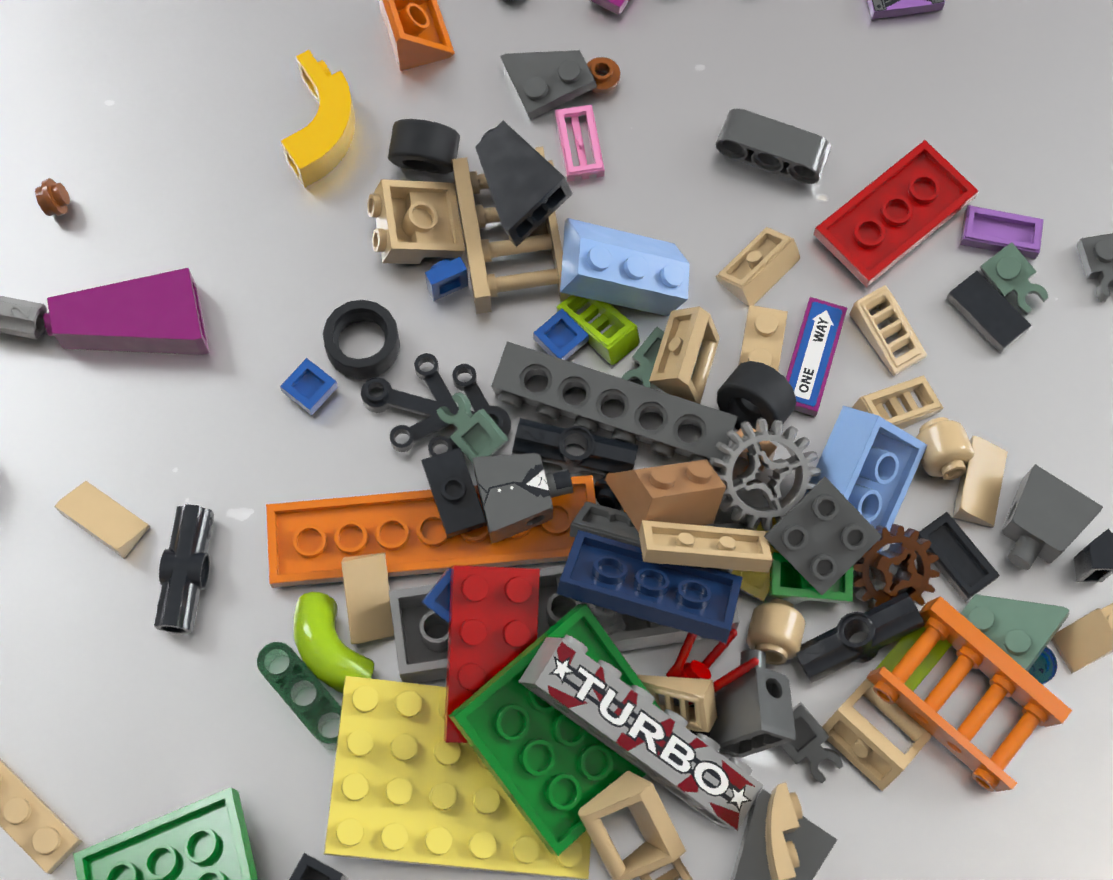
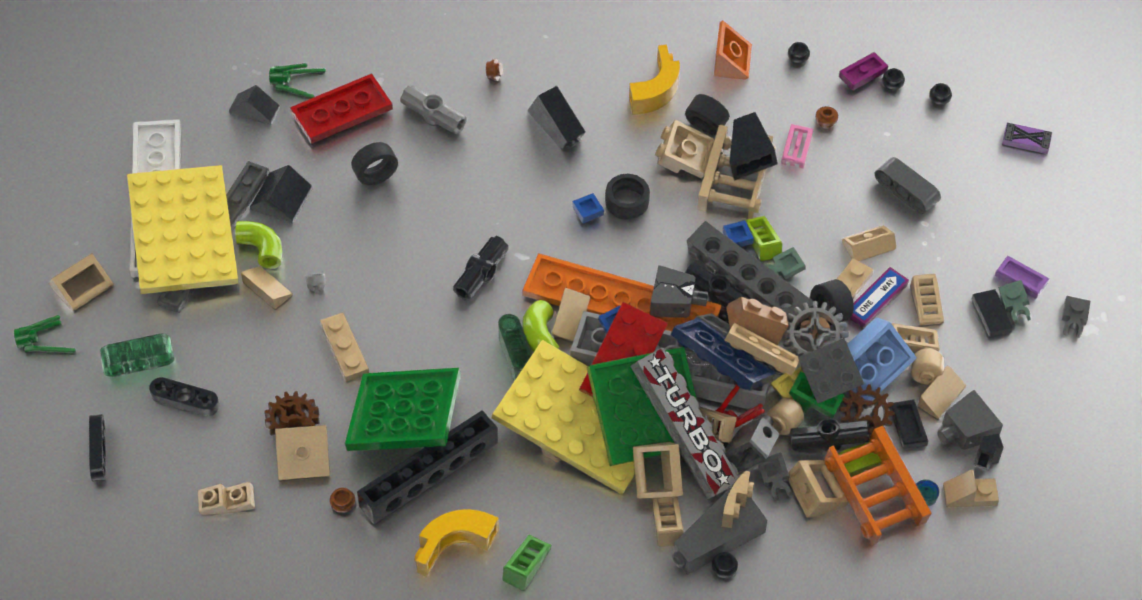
camera: 25 degrees right, 15 degrees down
(102, 518) = (448, 230): tan slope -> none
(132, 316) = (509, 140): magenta slope -> none
(187, 242) = (557, 118): none -> black slope
(429, 407) = (652, 246): black plant -> none
(446, 278) = (688, 183): blue plate -> none
(454, 493) = (641, 283): black plate -> none
(476, 433) = (666, 255): sand green plate -> none
(548, 78) = (794, 107): dark grey wing -> none
(623, 268) = (787, 212): light blue slope -> none
(679, 353) = (798, 259): tan tile -> none
(895, 213) = (962, 243): red plate -> none
(1016, 625) = (925, 467): sand green wing -> none

